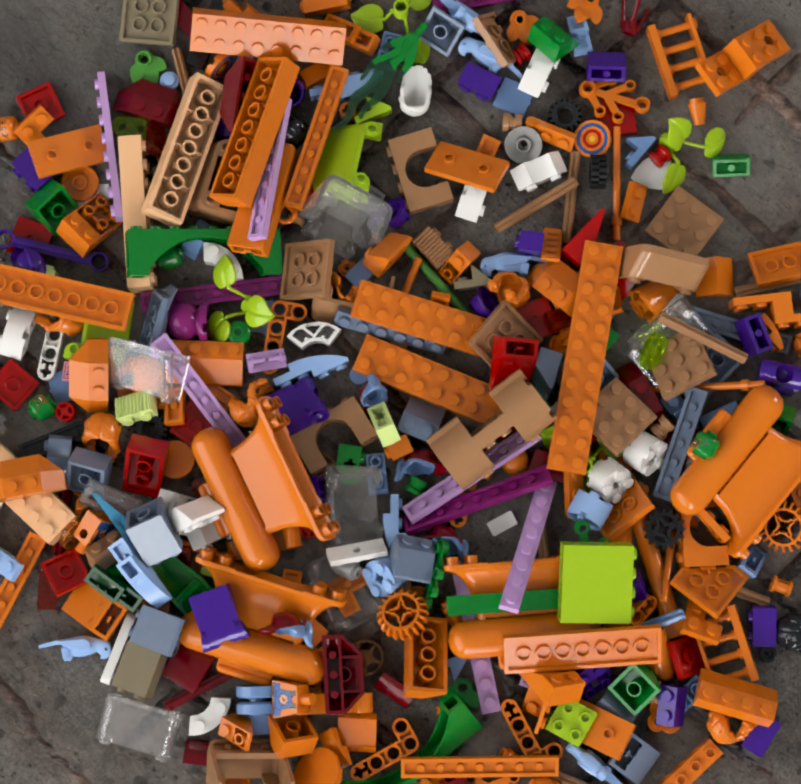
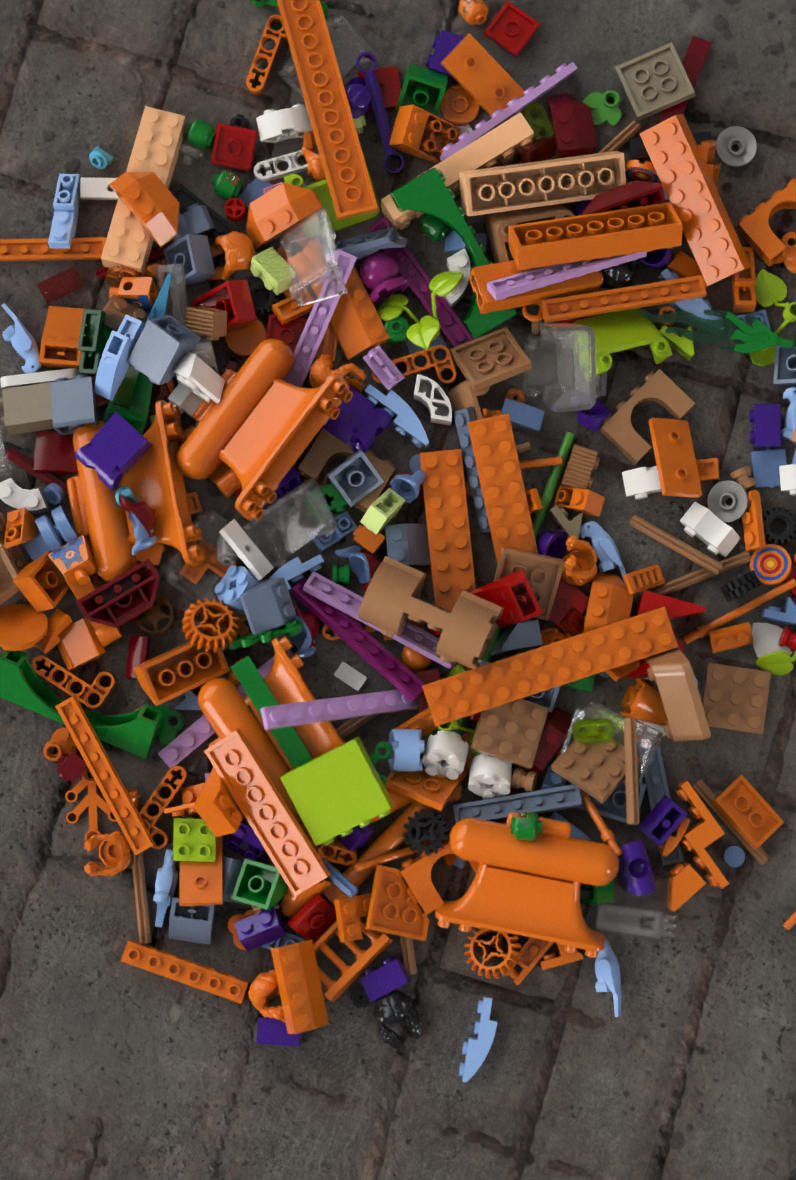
camera: 65 degrees right, 0 degrees up
(33, 124) = (489, 30): orange plate -> none
(65, 572) = (84, 290): red plate -> none
(149, 484) = (207, 322): none -> medium nougat brick
(169, 80) = (604, 134): light blue plate -> none
(221, 687) = (54, 494): none -> medium blue tile
(255, 625) = (127, 492): none -> medium azure plate
(337, 285) = (493, 395): orange plate -> none
(346, 431) = (355, 478): none -> sand blue slope
(386, 253) = (548, 425): orange slope -> none
(415, 91) = (722, 370): white hair -> none
(529, 243) = (633, 556): dark purple brick -> none
(717, 279) = (700, 757): orange slope -> none
(717, 531) = (453, 888): orange plate -> none
(753, 562) = (442, 937): medium blue slope -> none
(781, 586) = (433, 977): orange bush -> none

